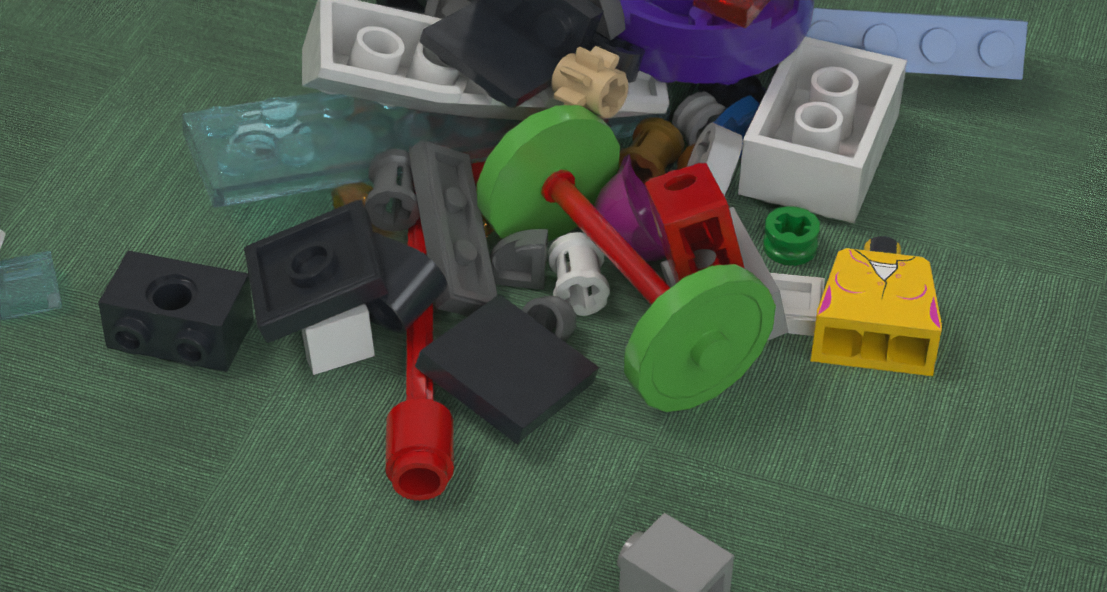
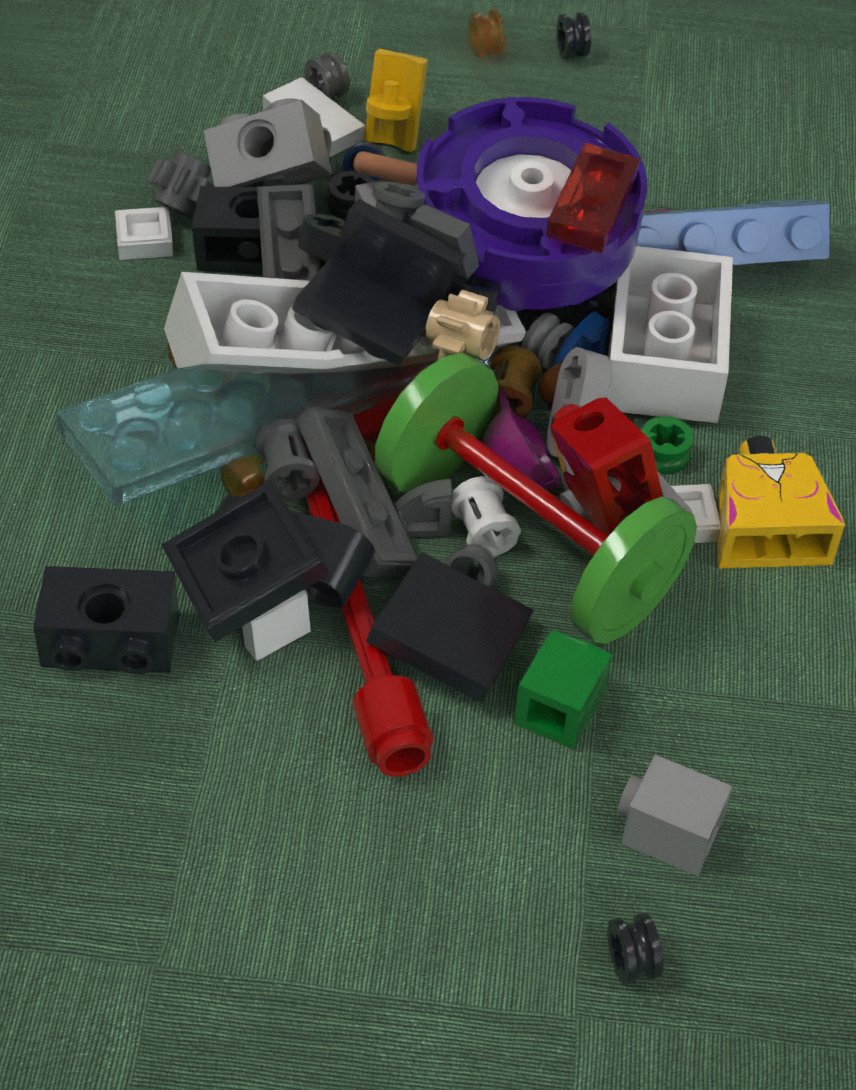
camera: 15 degrees left, 5 degrees up
(600, 443) = (562, 688): none -> green brick

